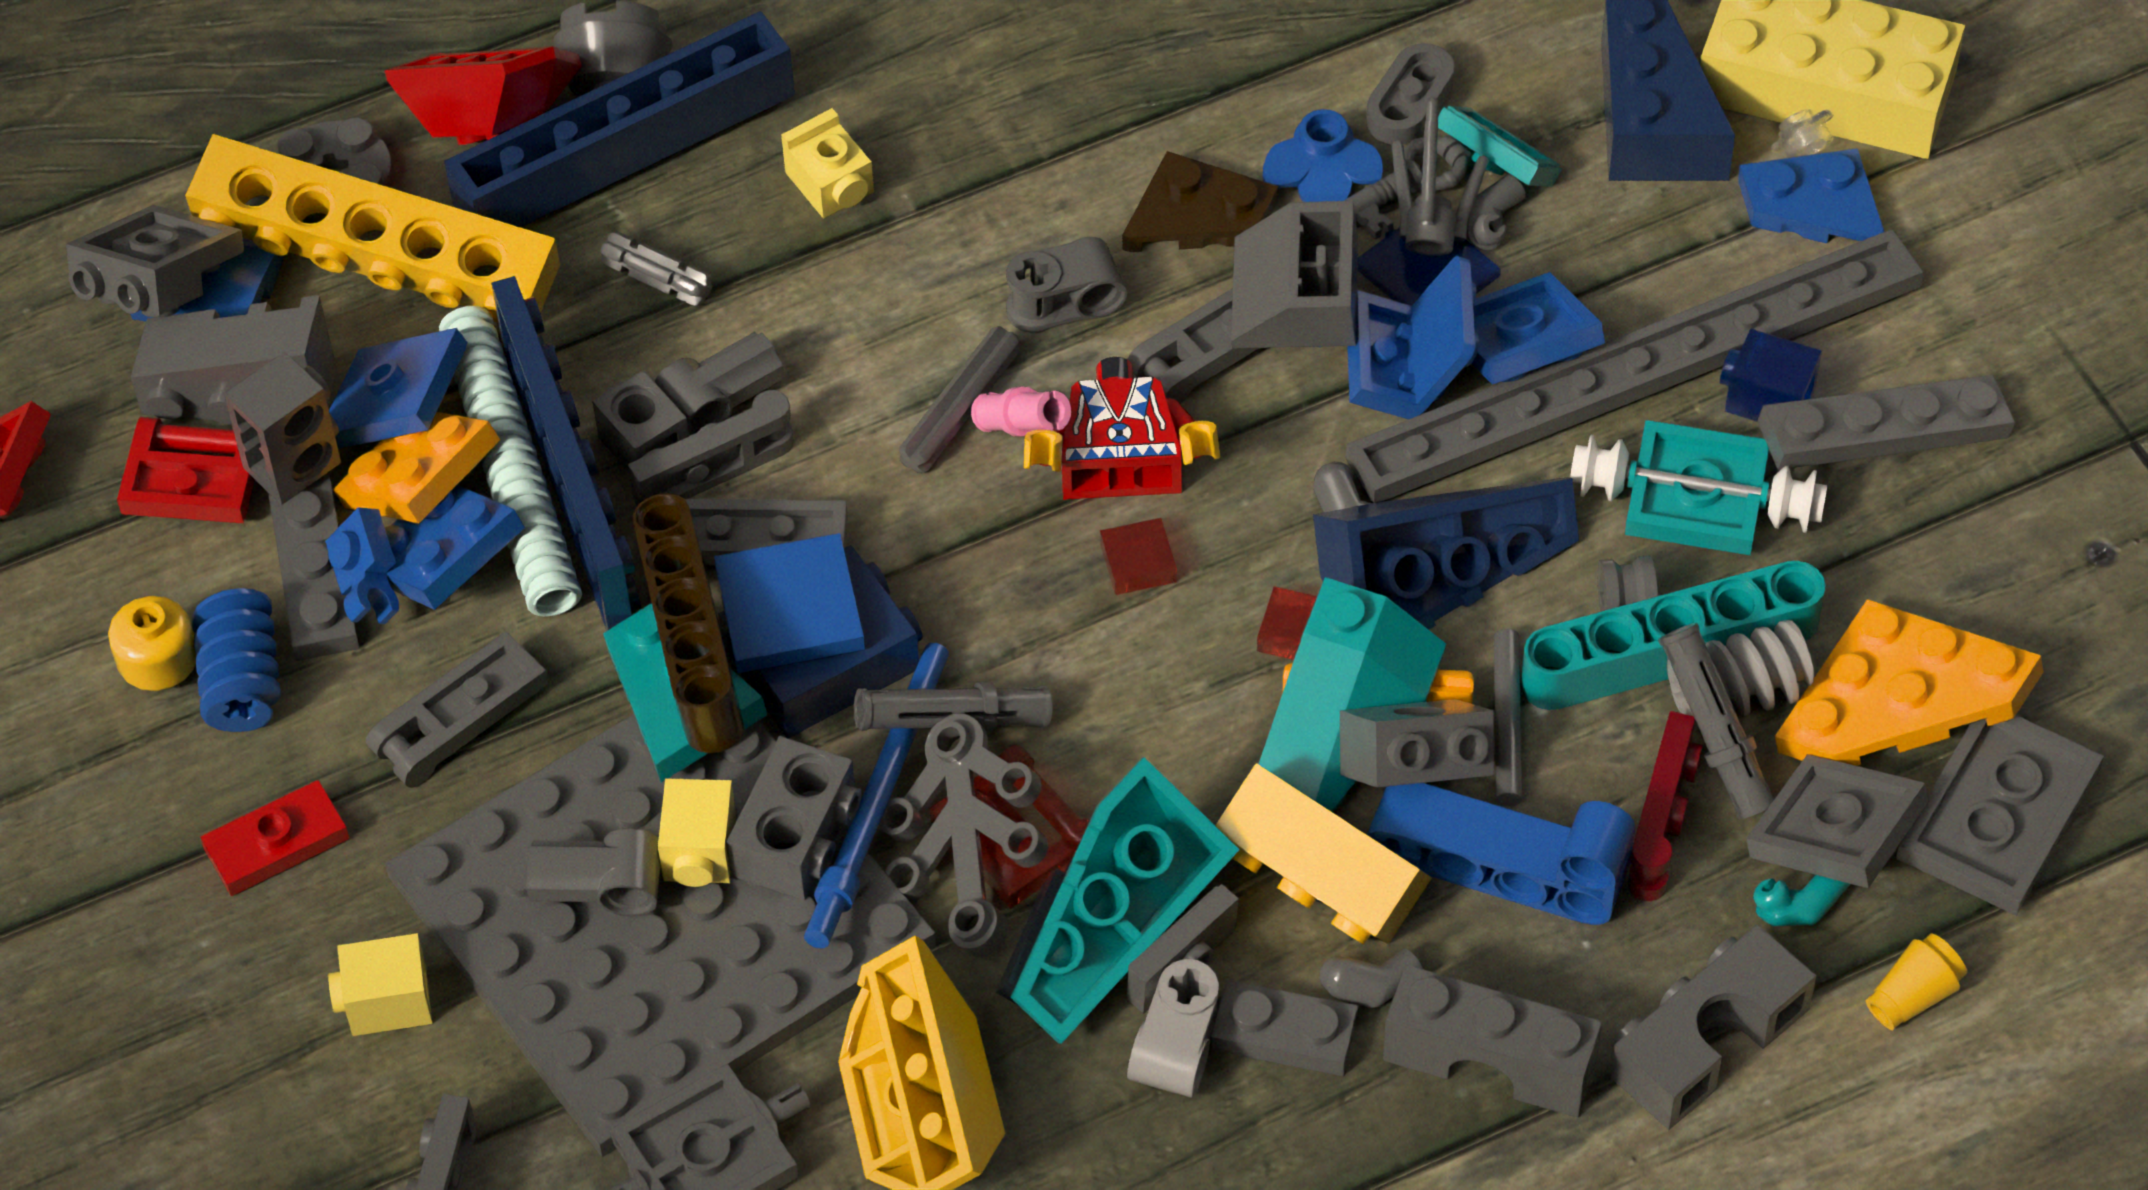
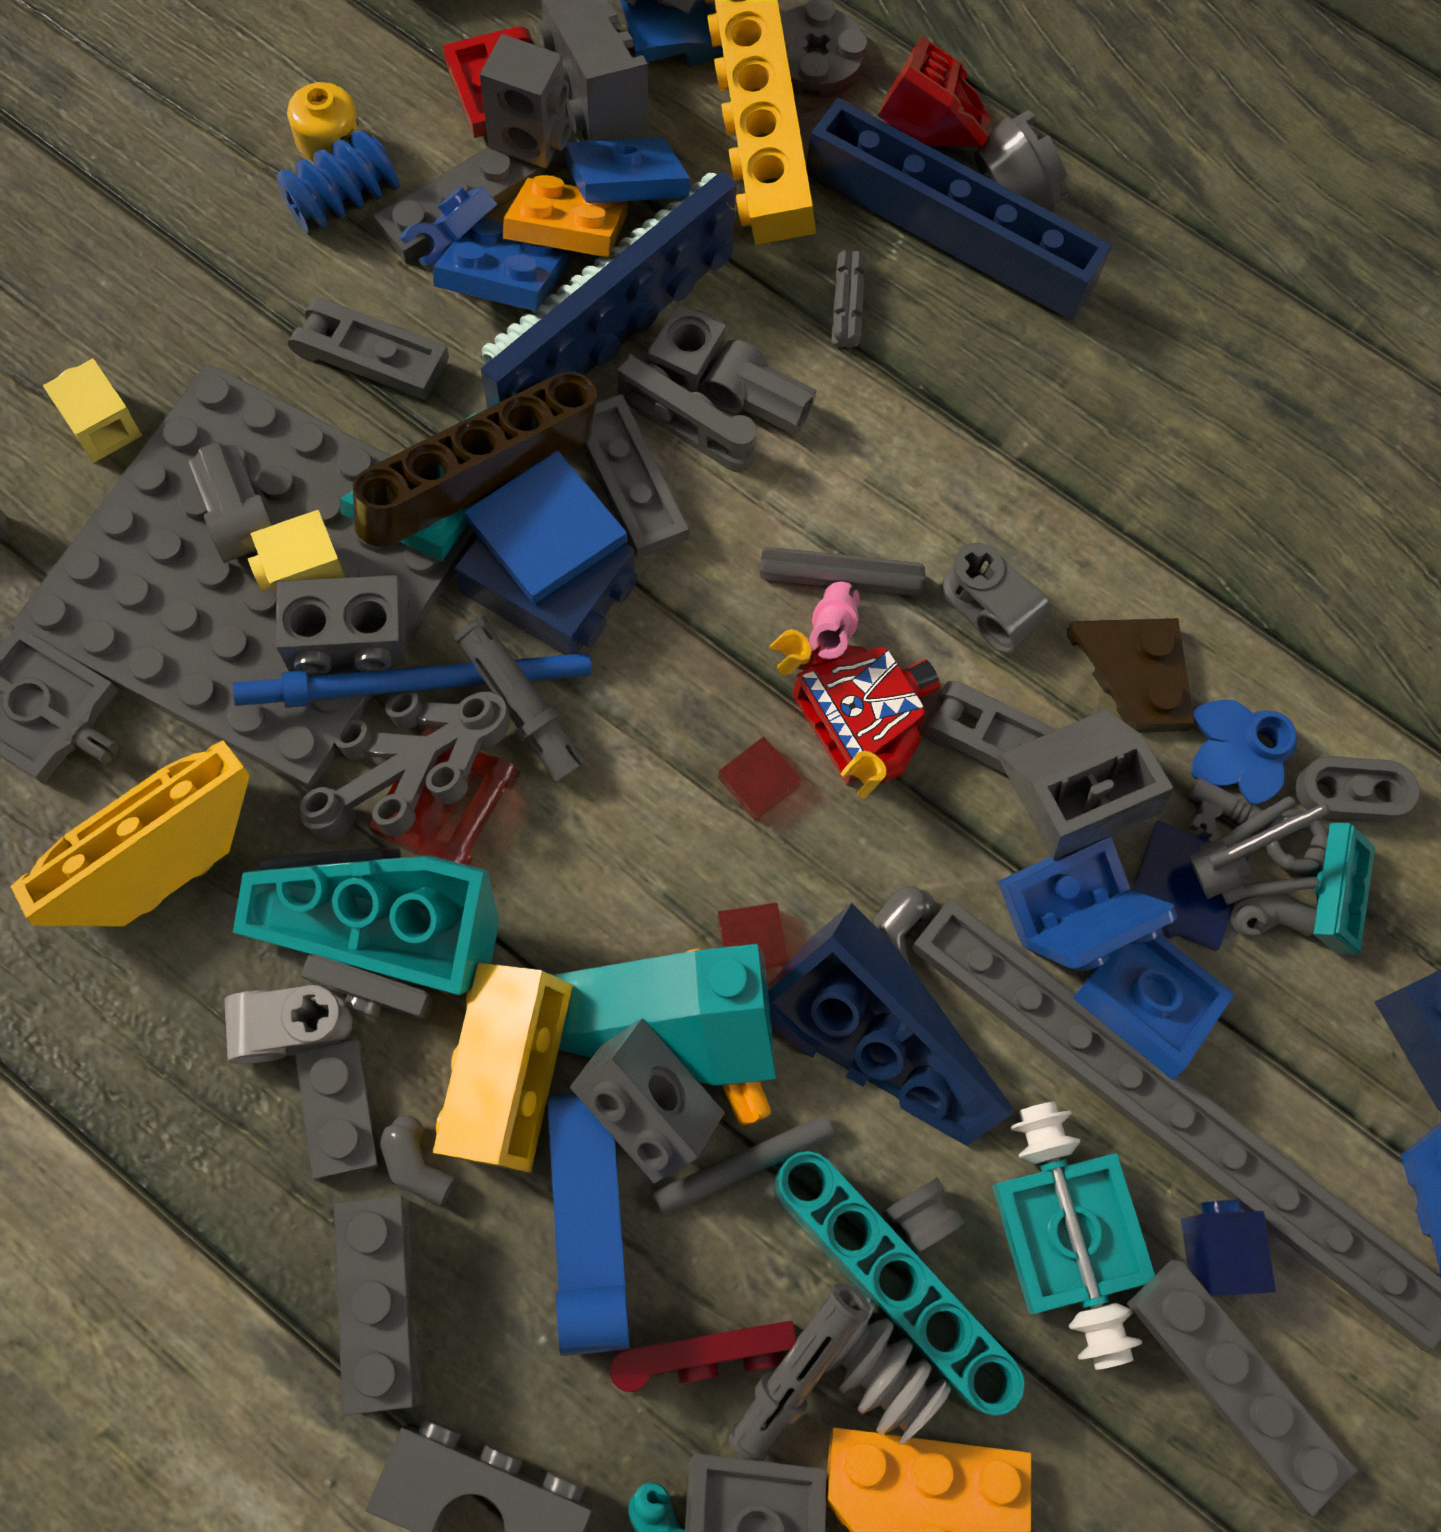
camera: 55 degrees right, 15 degrees up
(274, 837) = (205, 283): red plate -> none
(827, 164) = (1012, 370): light yellow brick -> none

